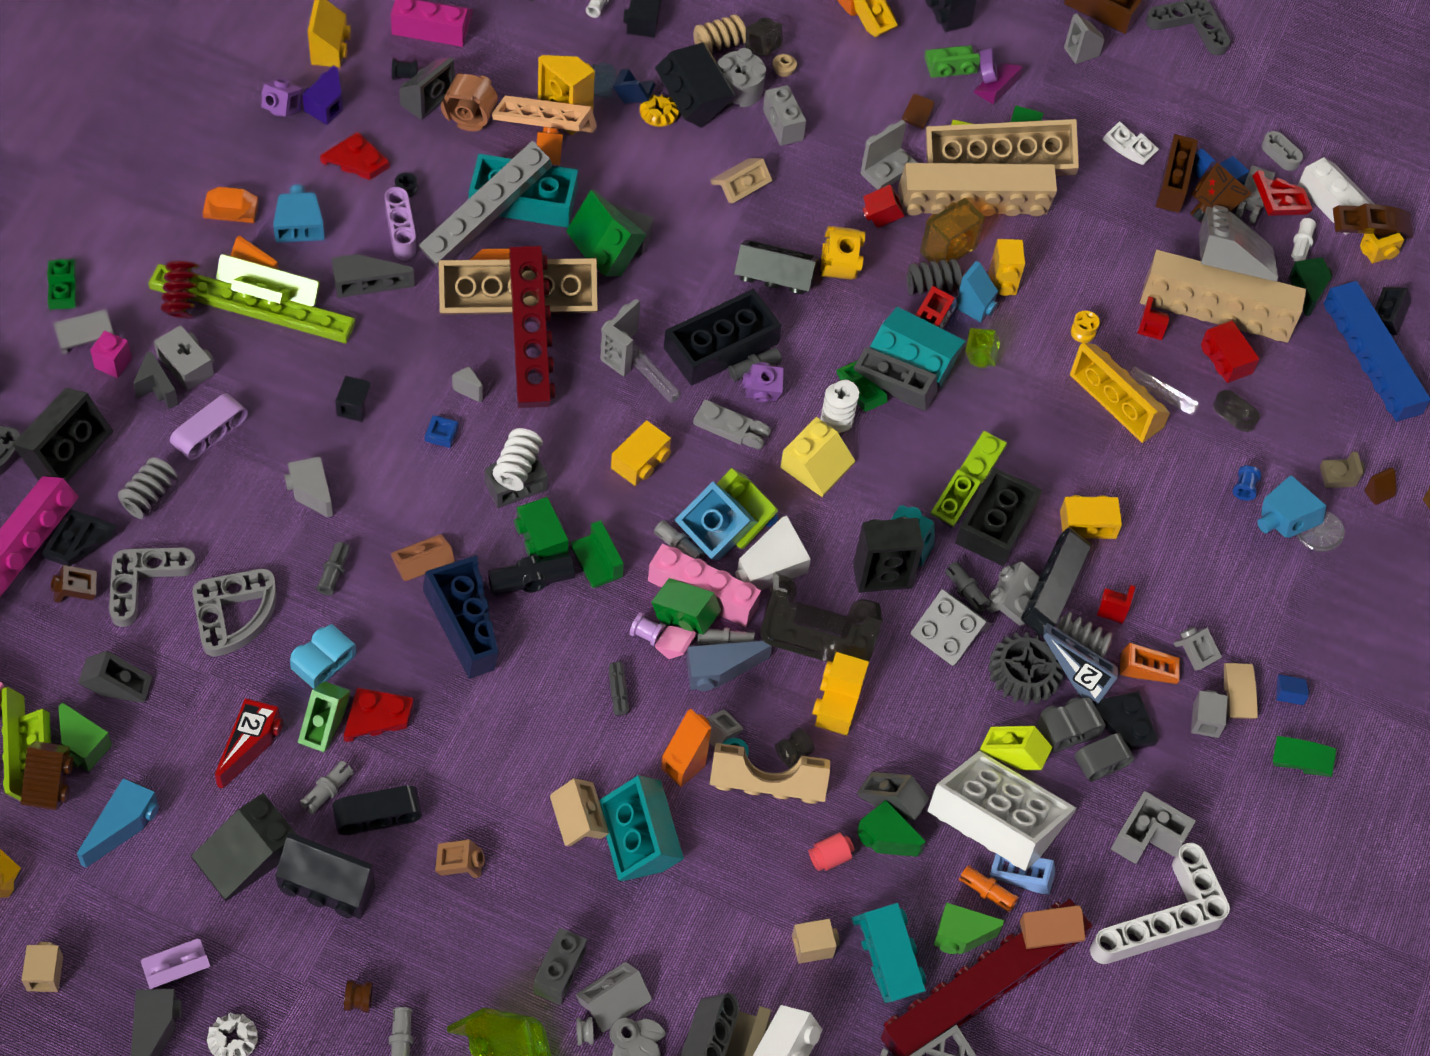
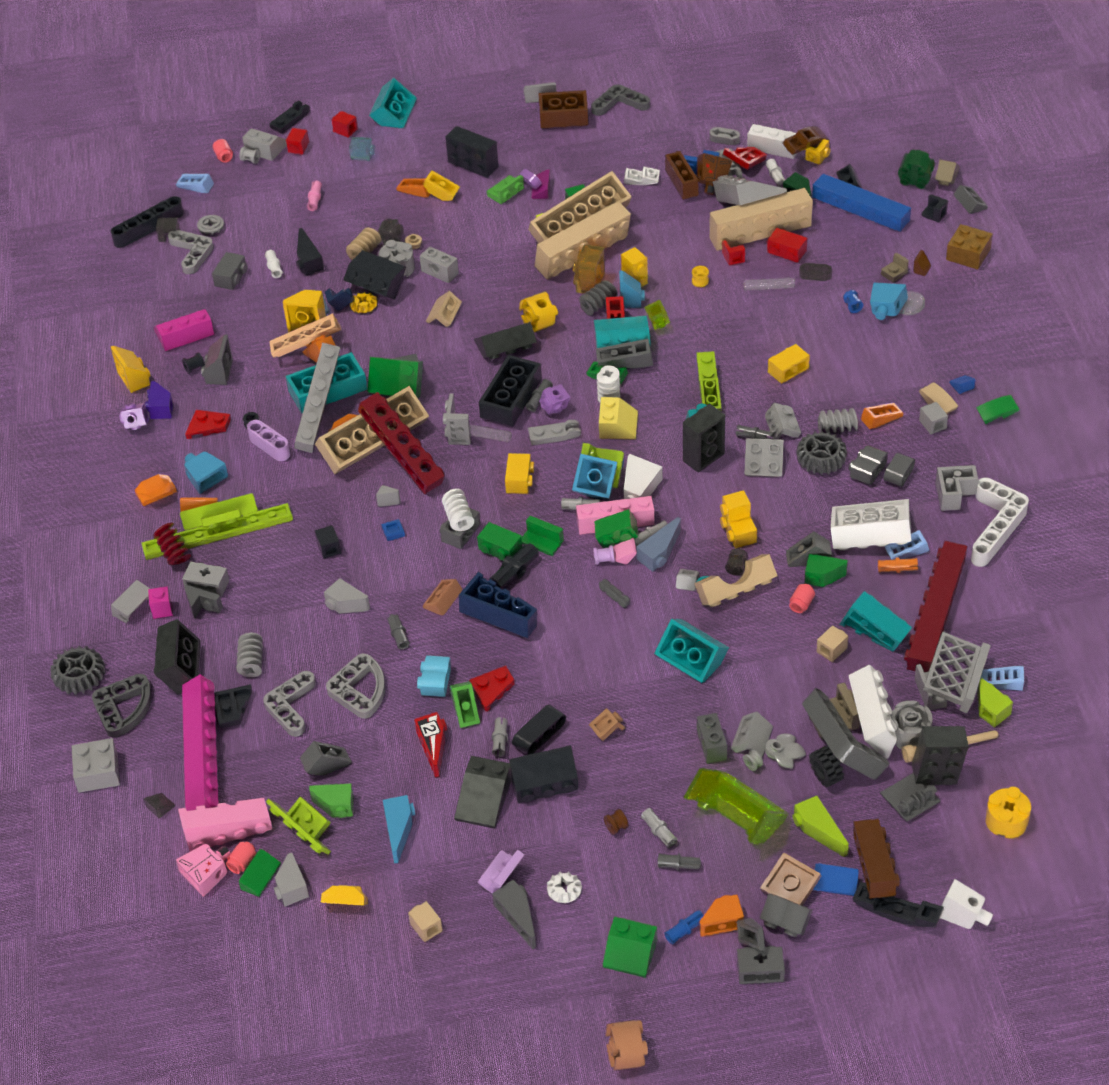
camera: 25 degrees left, 10 degrees down
(46, 775) = (336, 825): reddish brown brick -> none
(62, 284) = (91, 587): green slope -> none
(74, 583) = (251, 728): reddish brown bracket -> none
(208, 426) = (255, 605): lavender beam -> none
(367, 275) = (273, 477): dark grey slope -> none
(469, 101) = (252, 355): nougat brick -> none
(578, 811) = (649, 663): tan panel -> none
(687, 749) = (684, 590): orange slope -> none
(816, 630) = (684, 503): clear smoke windscreen -> none
(883, 206) = (537, 278): red brick -> none
(884, 157) = (517, 257): light grey bracket -> none
(918, 111) = (511, 222): reddish brown slope -> none
(965, 929) = (903, 590): bright green slope -> none
(998, 516) = (741, 389): pearl dark grey brick -> none
(1017, 746) = (851, 490): neon yellow slope -> none
(1053, 927) = (949, 556): nougat slope -> none
(1056, 581) = (800, 401): black beam -> none
(1083, 40) = (570, 138): light grey slope -> none
(1085, 669) = (853, 432): sand blue slope -> none
(1115, 604) = (840, 397): red panel -> none
(1118, 392) = (747, 296): yellow slope -> none
(1128, 717) = (893, 444): black wing -> none
(1199, 647) = (899, 390): light grey bracket -> none

